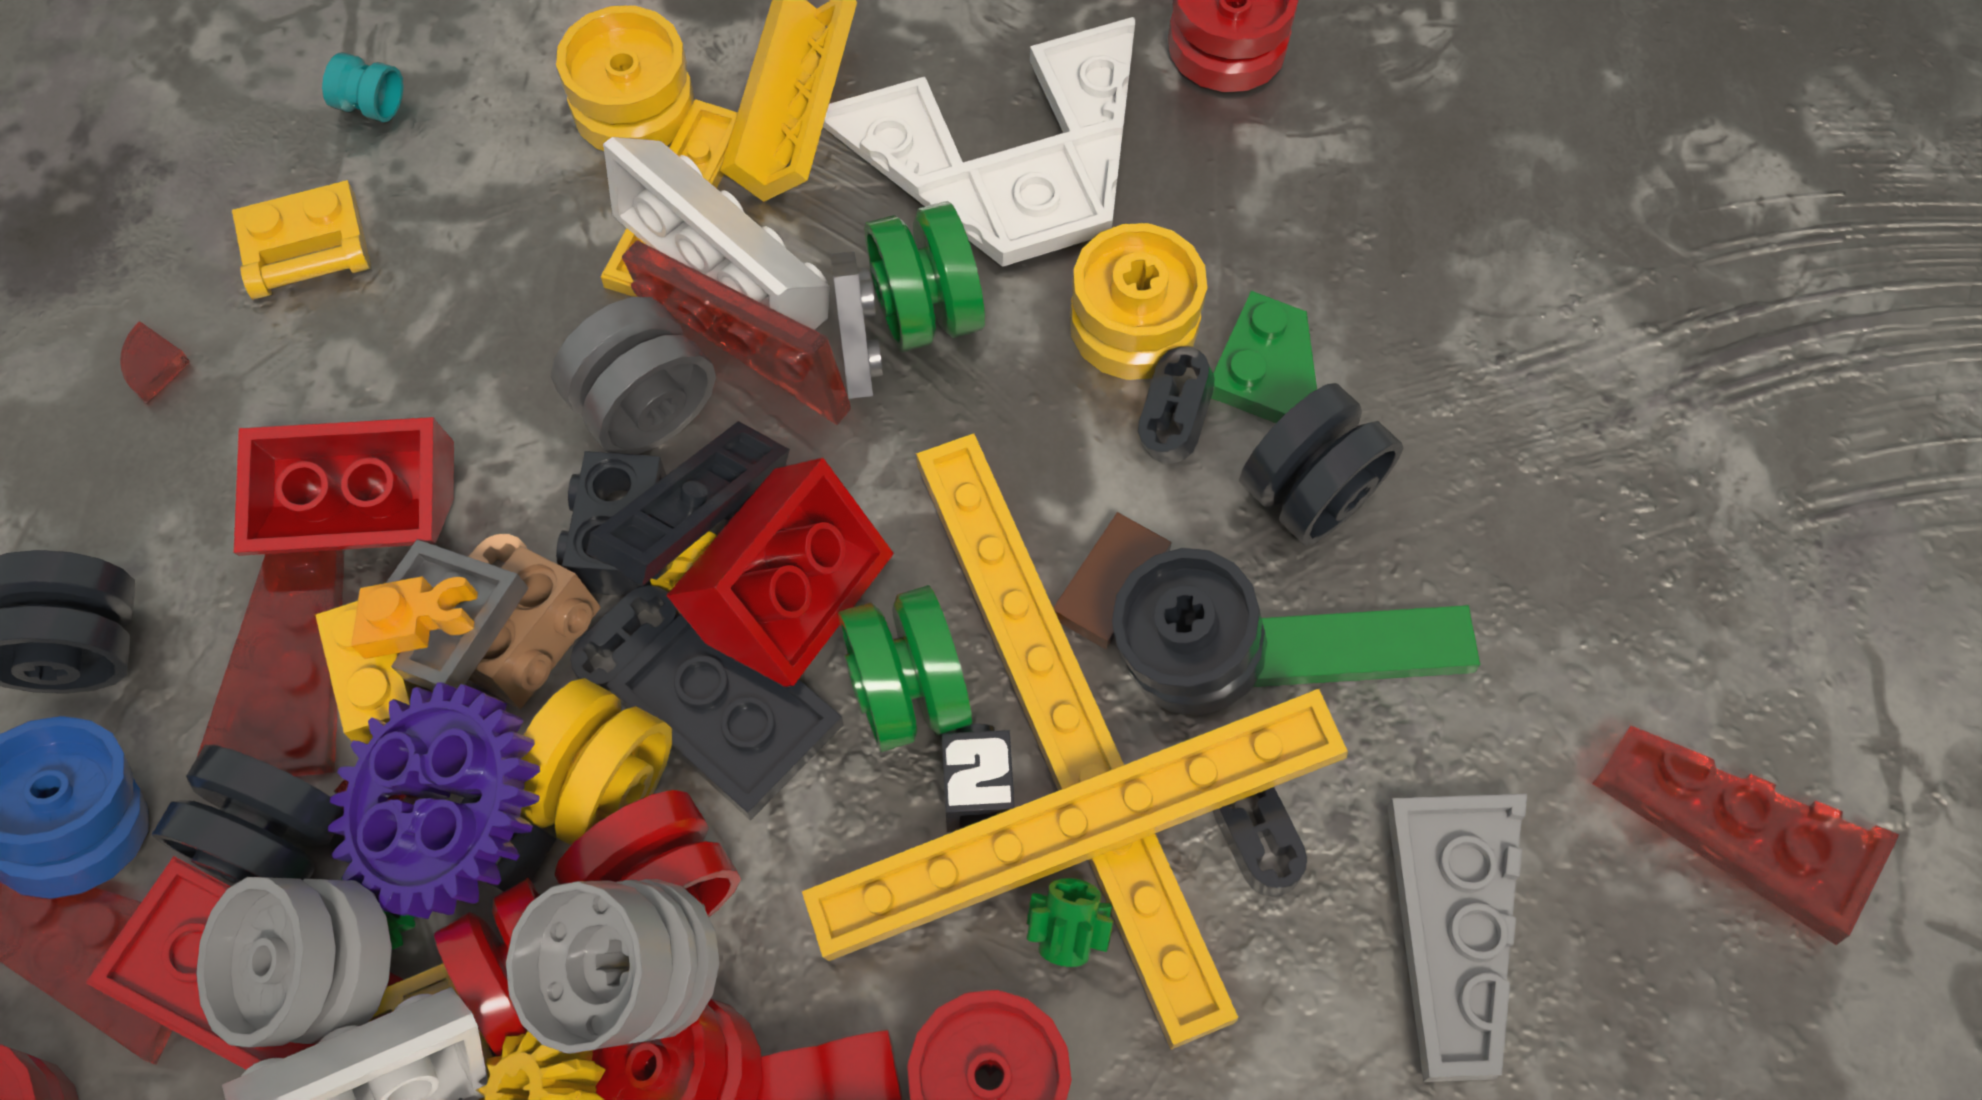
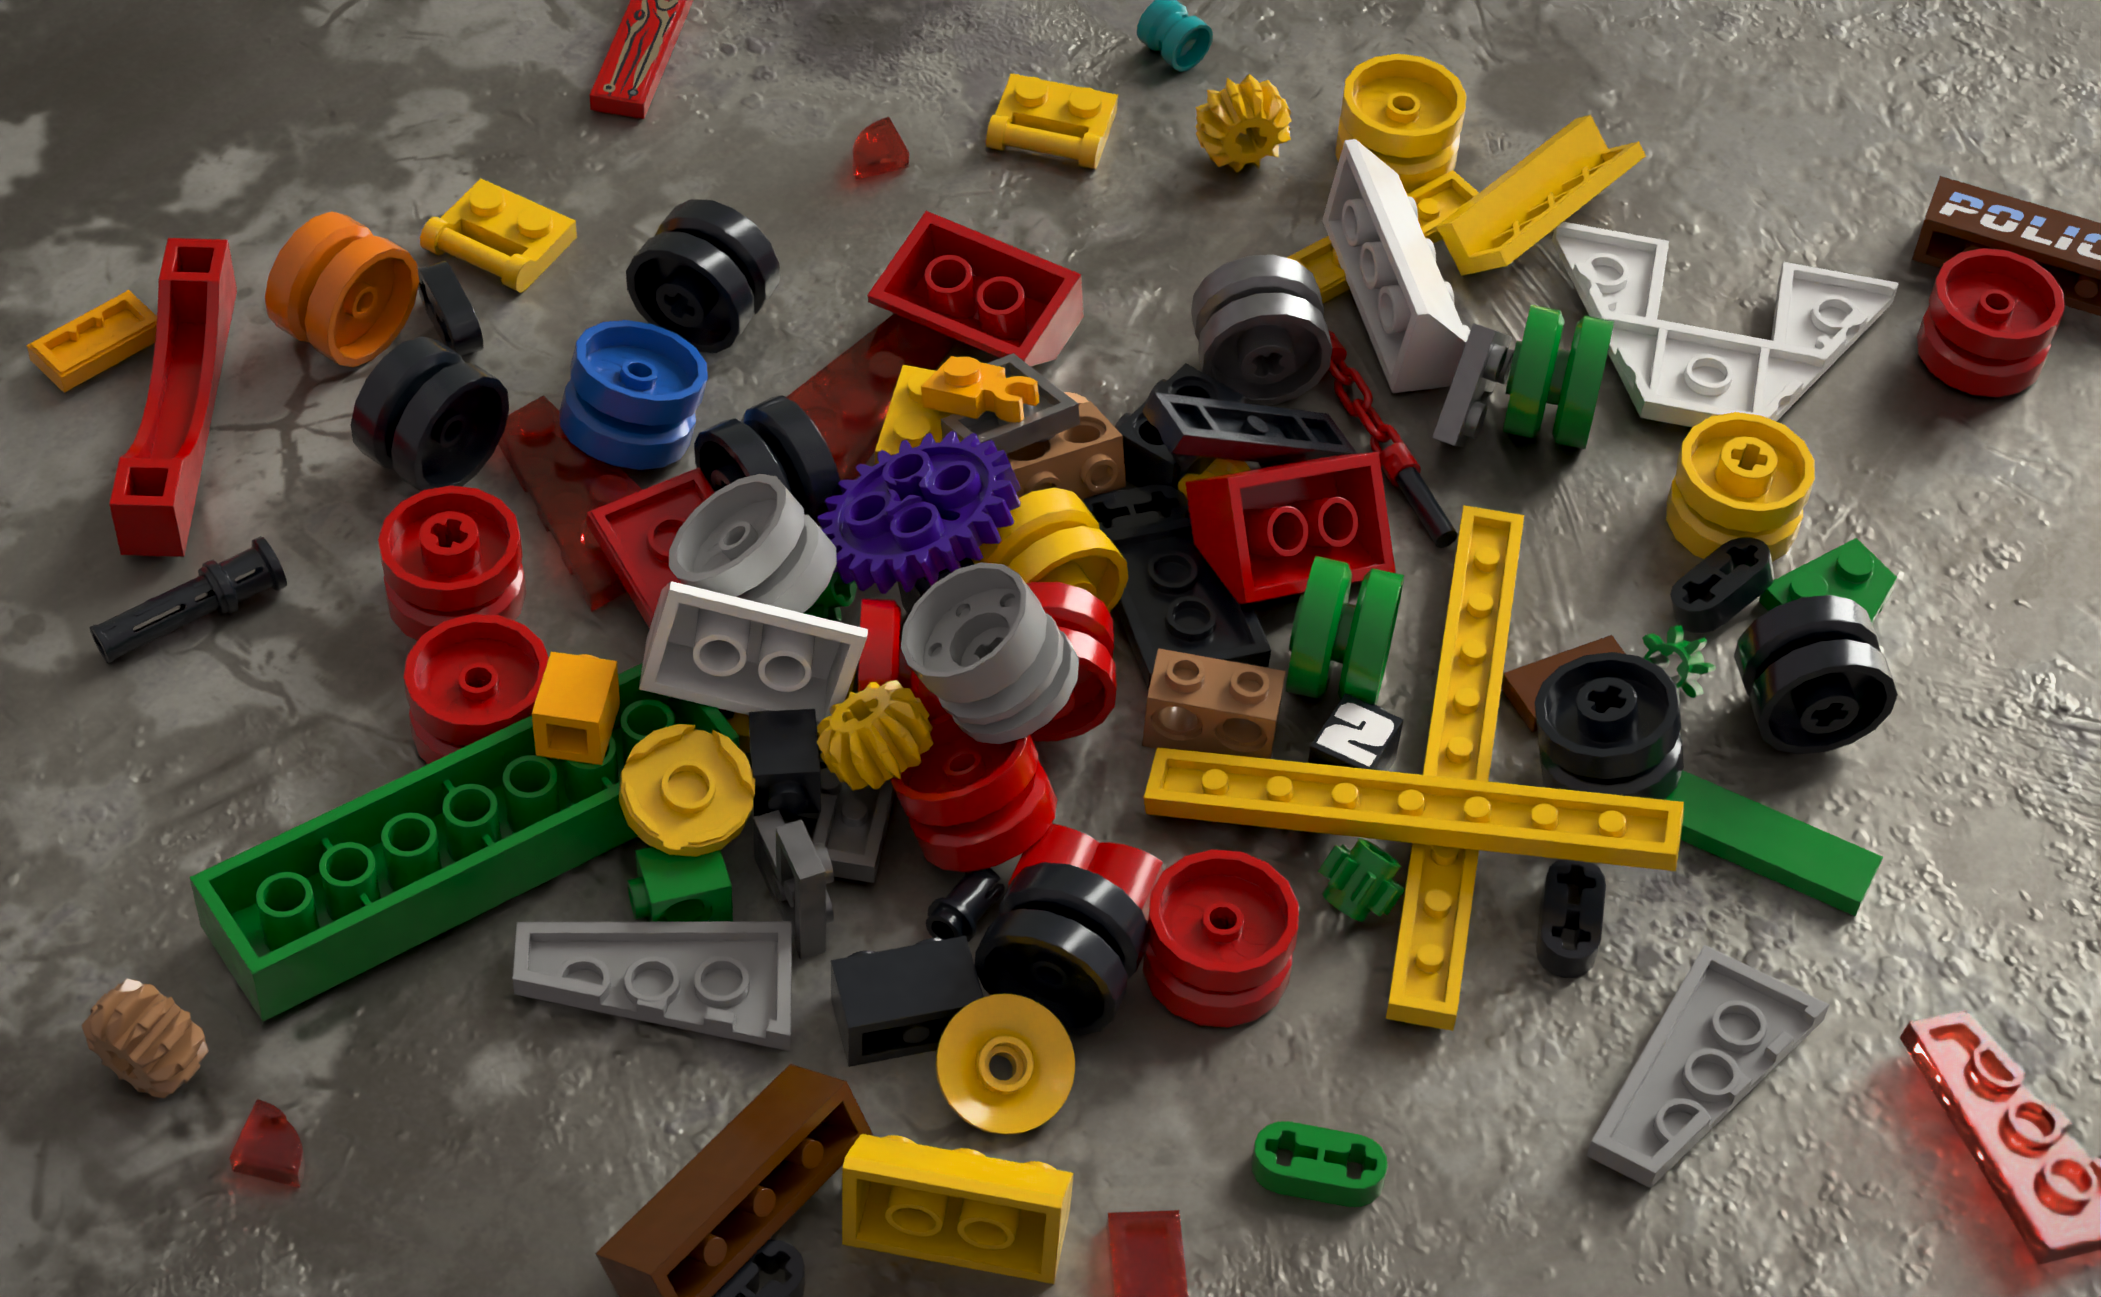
camera: 30 degrees right, 15 degrees down
(484, 154) = (1243, 123): none -> yellow gear
(746, 329) = (1378, 345): clear red wing -> none
(825, 435) = (1395, 459): none -> red piece
(828, 814) = (1212, 705): none -> medium nougat brick
(1183, 503) = (1692, 659): none -> green gear

